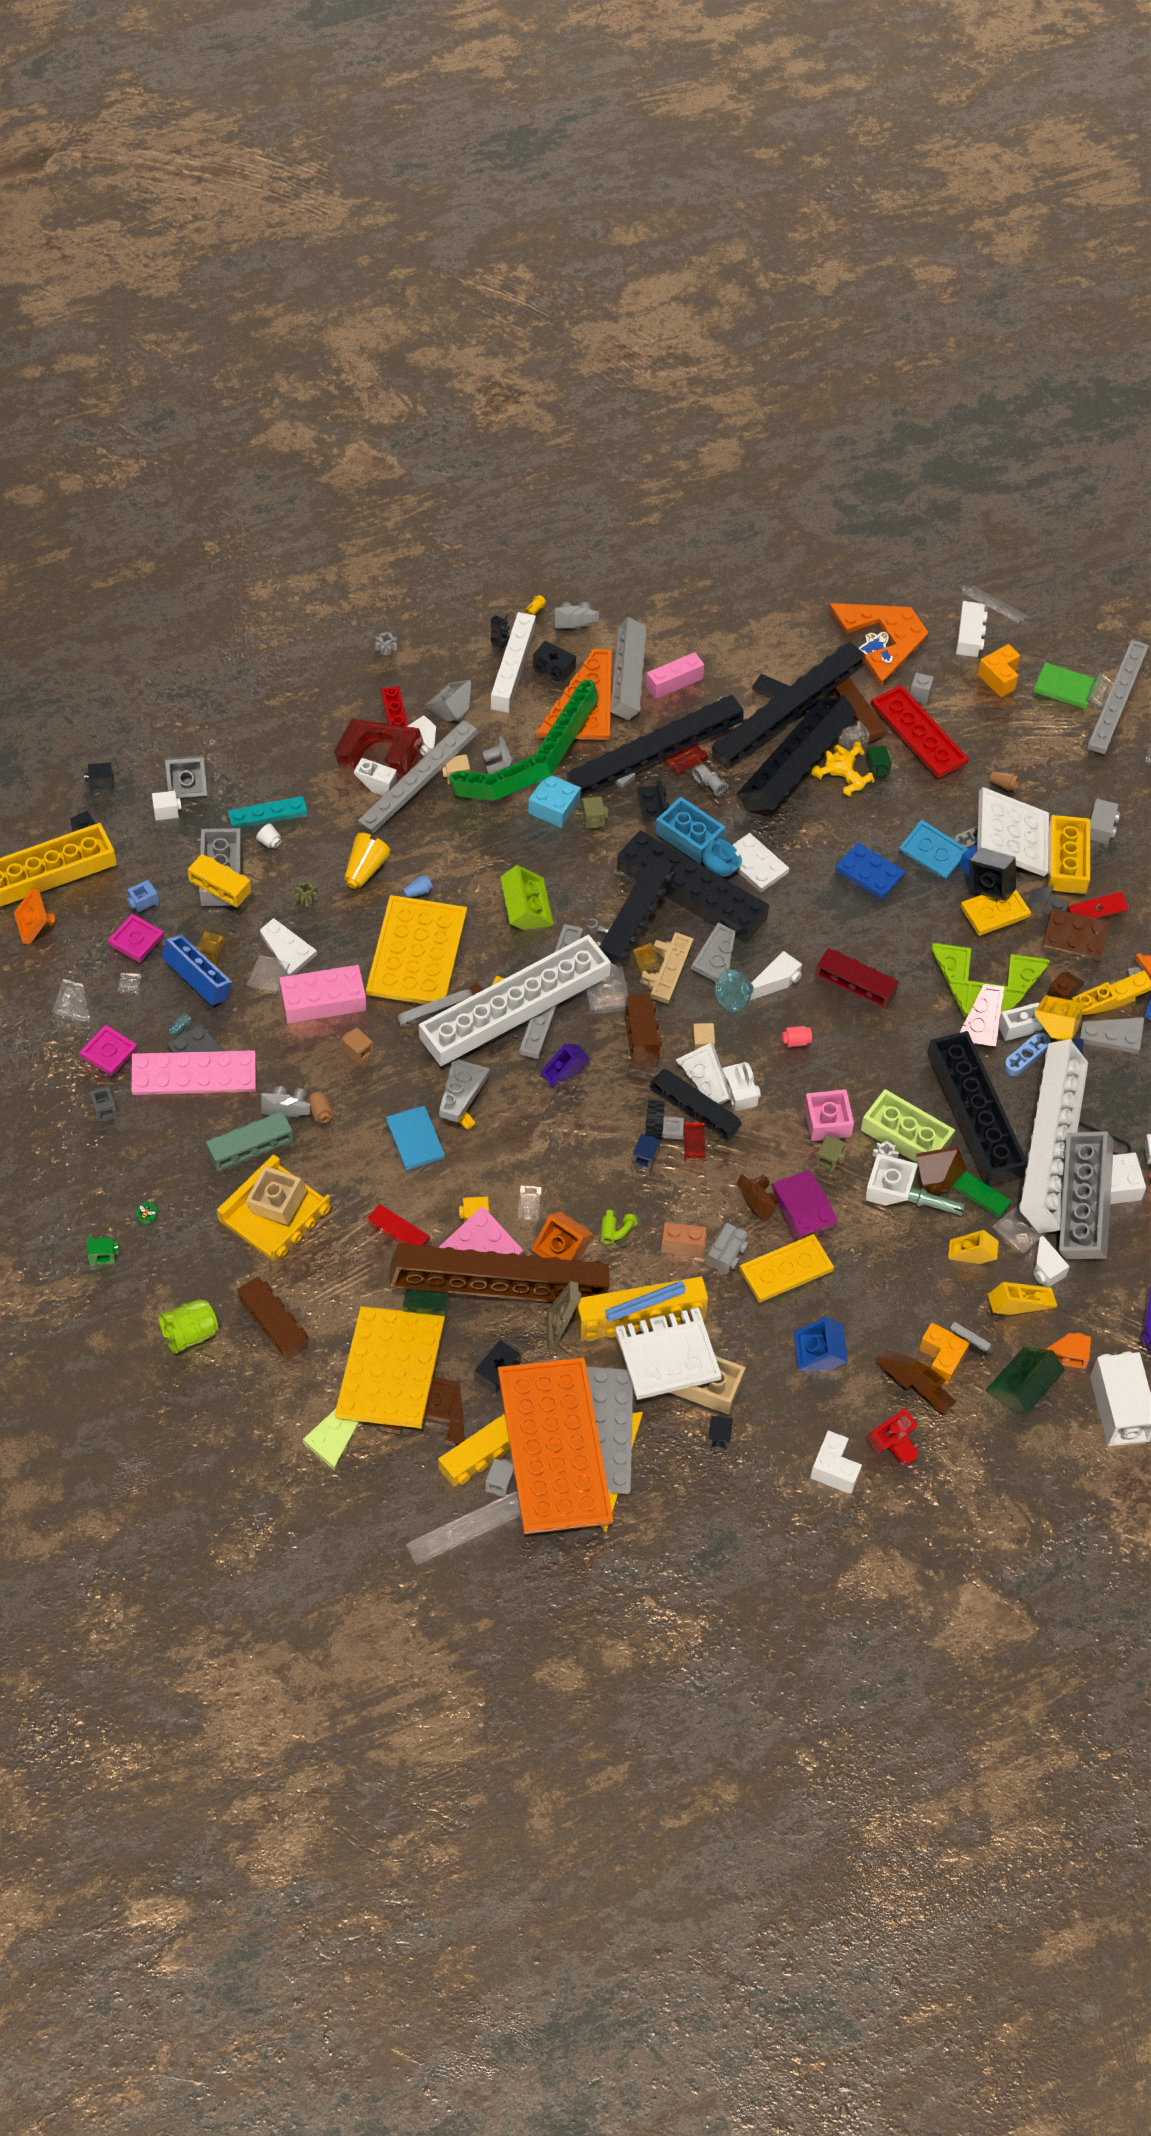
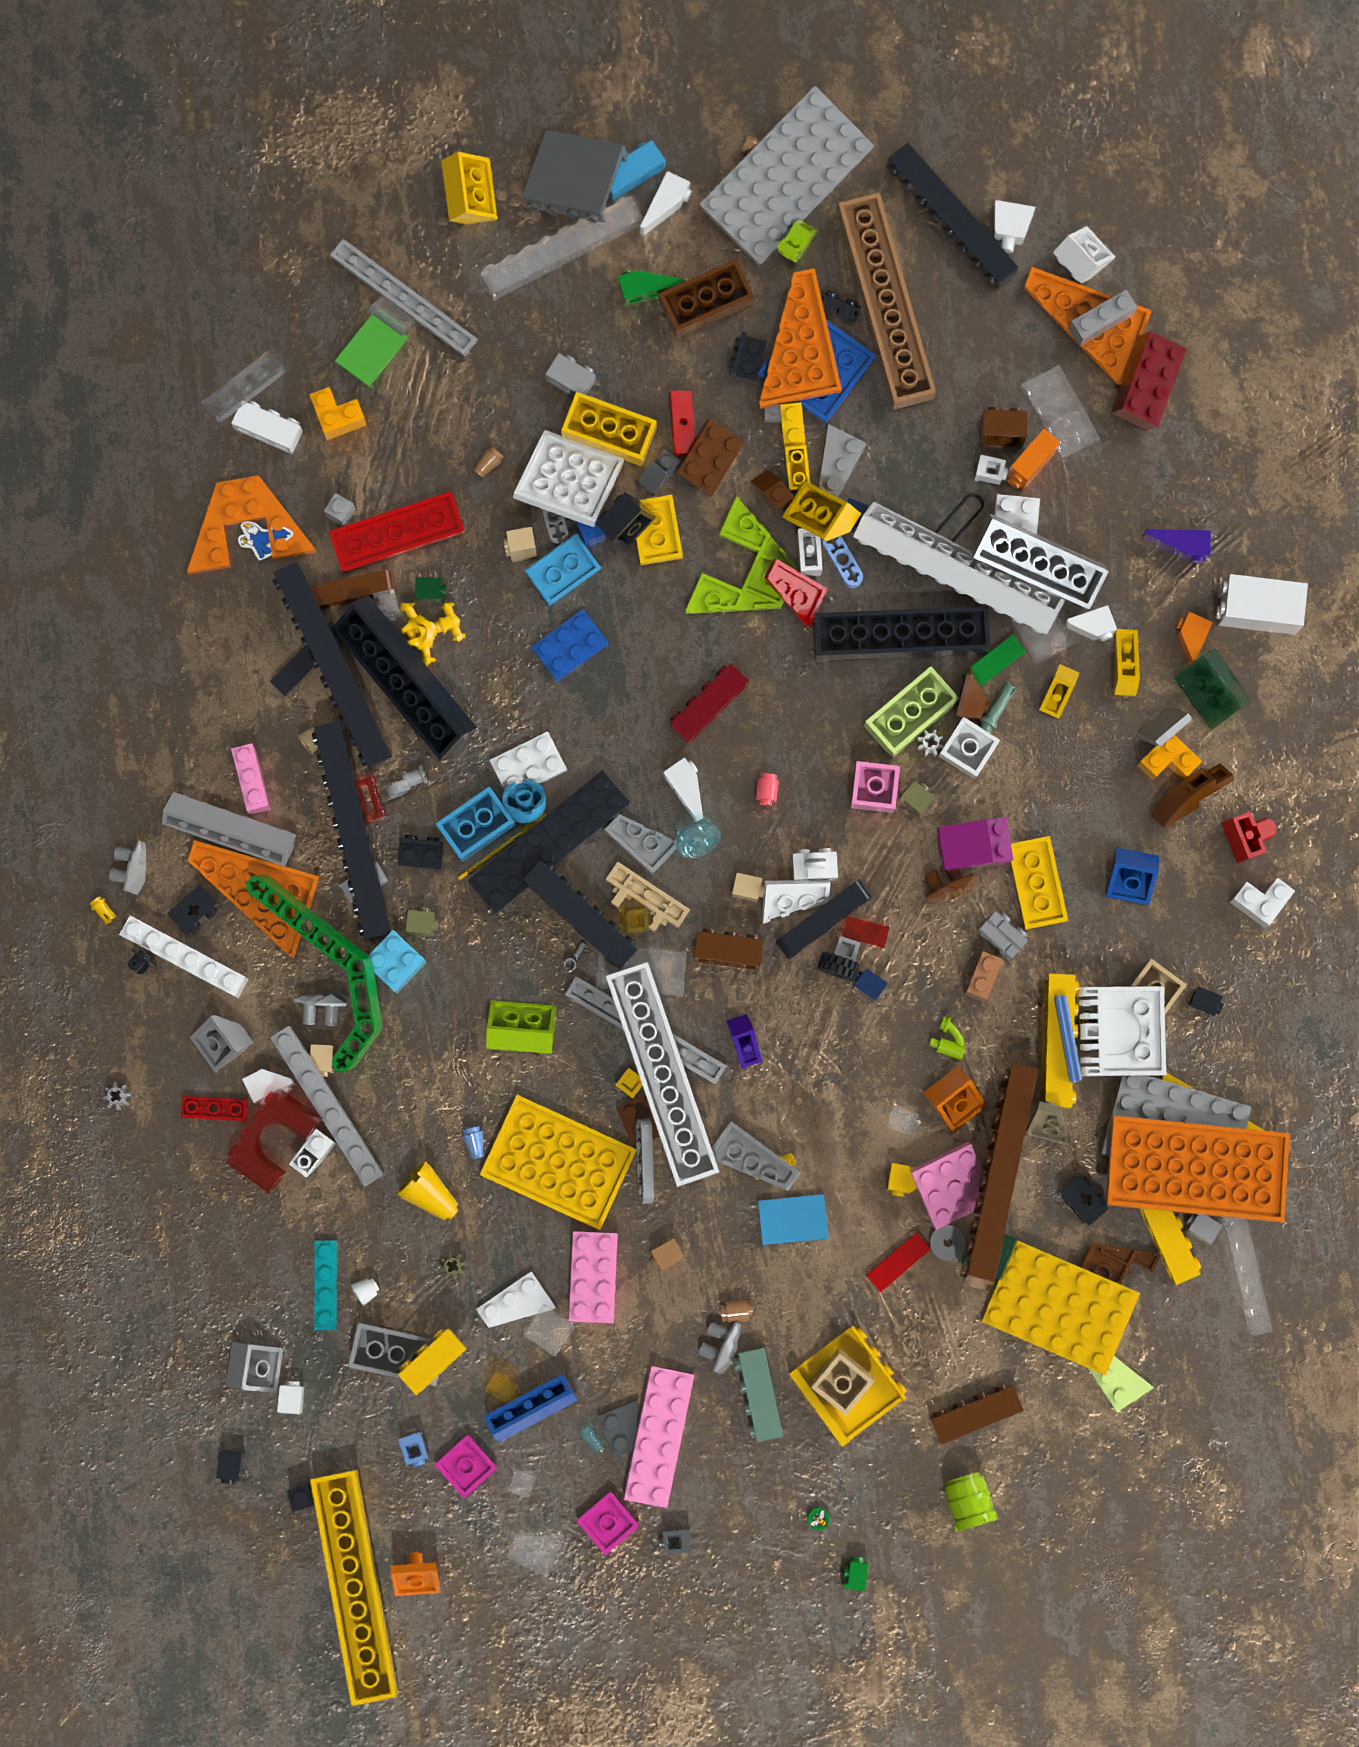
camera: 75 degrees left, 25 degrees up
(942, 810) = (520, 544): none -> tan brick

